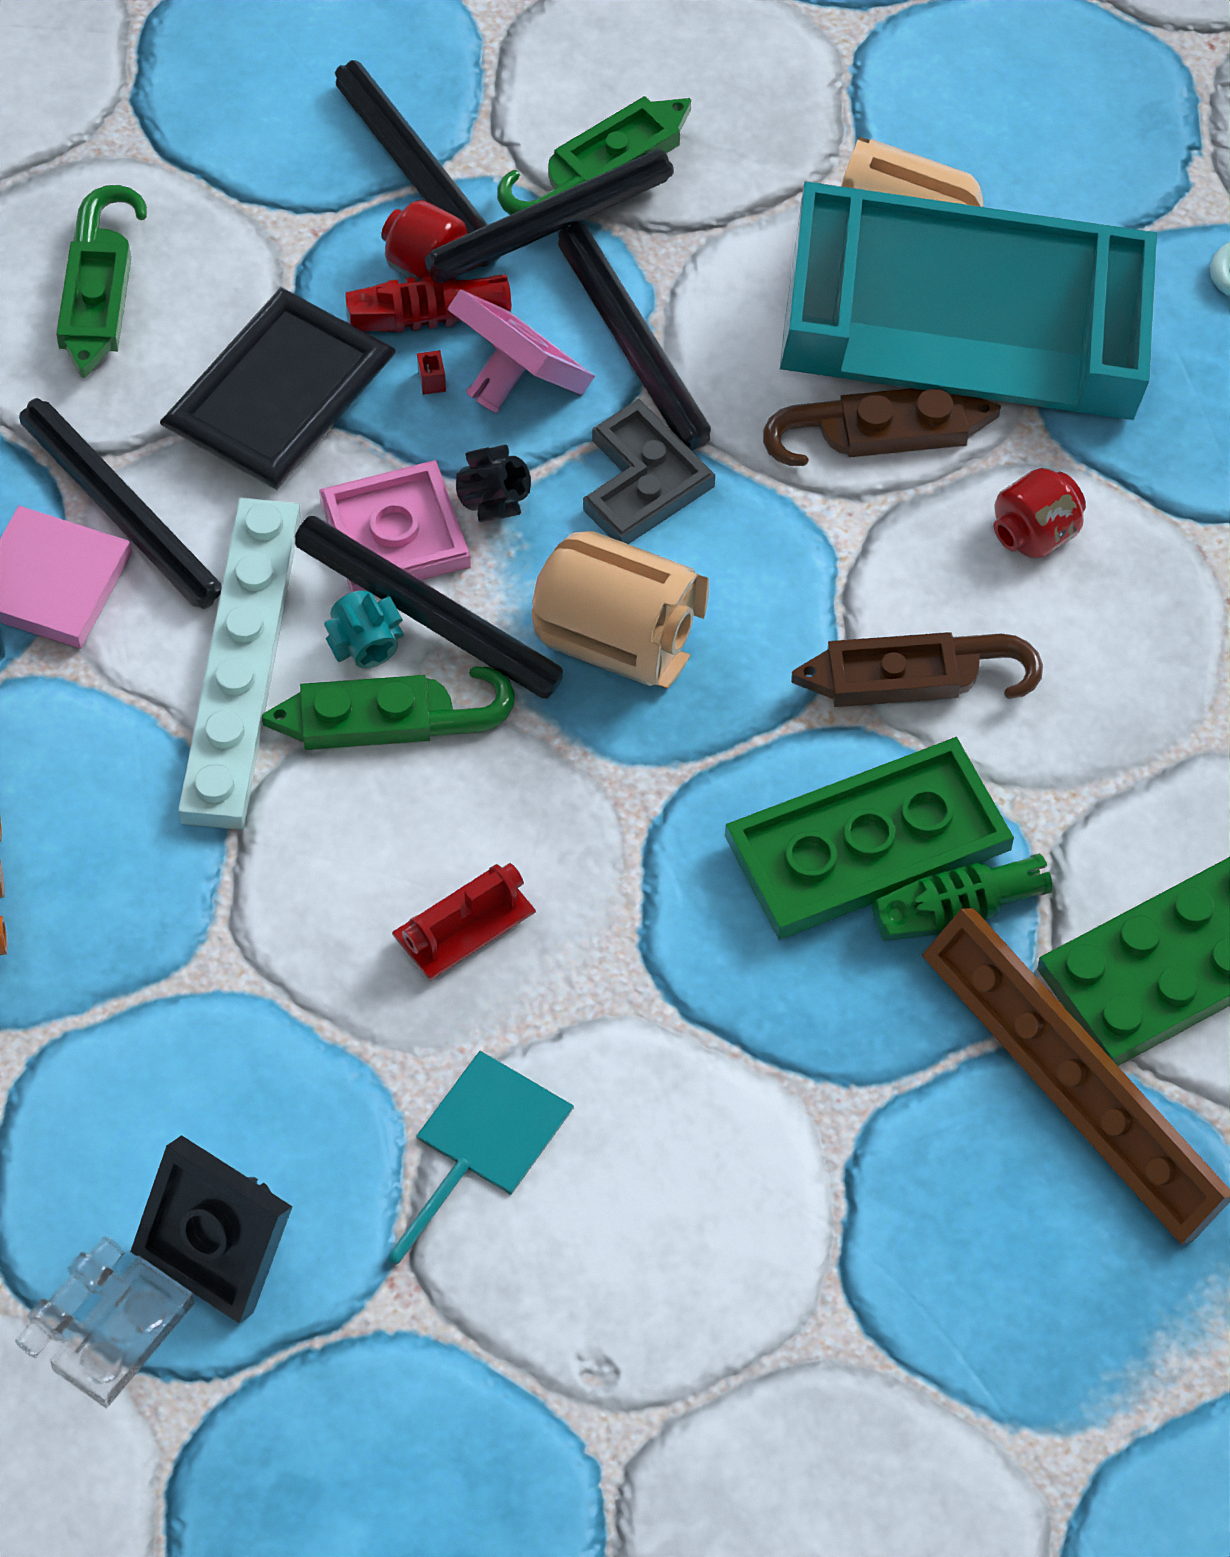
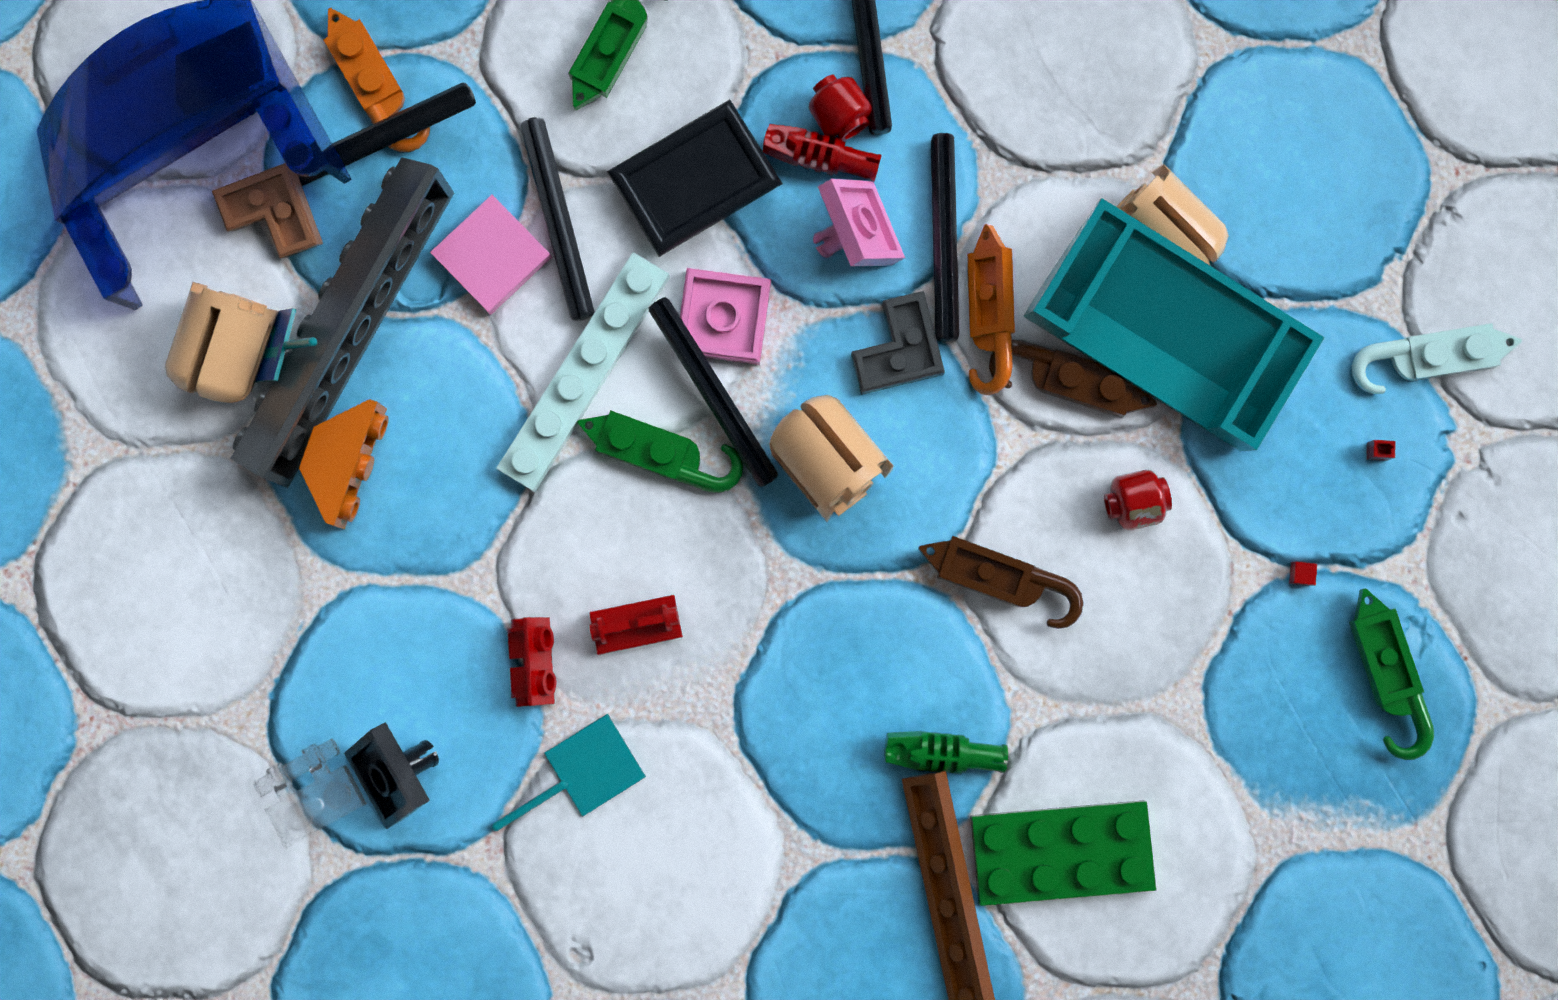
camera: 25 degrees right, 25 degrees up
(358, 1039) = (532, 640): none -> red hinge
(364, 629) = (665, 391): teal gear -> none
(431, 372) = (800, 207): red piece -> none
(493, 483) = (796, 318): black gear -> none
(548, 216) = (930, 125): black axle -> none
(605, 146) = (991, 85): green plate -> none
(735, 381) = (991, 306): none -> orange plate
(867, 837) = (910, 684): green plate -> none

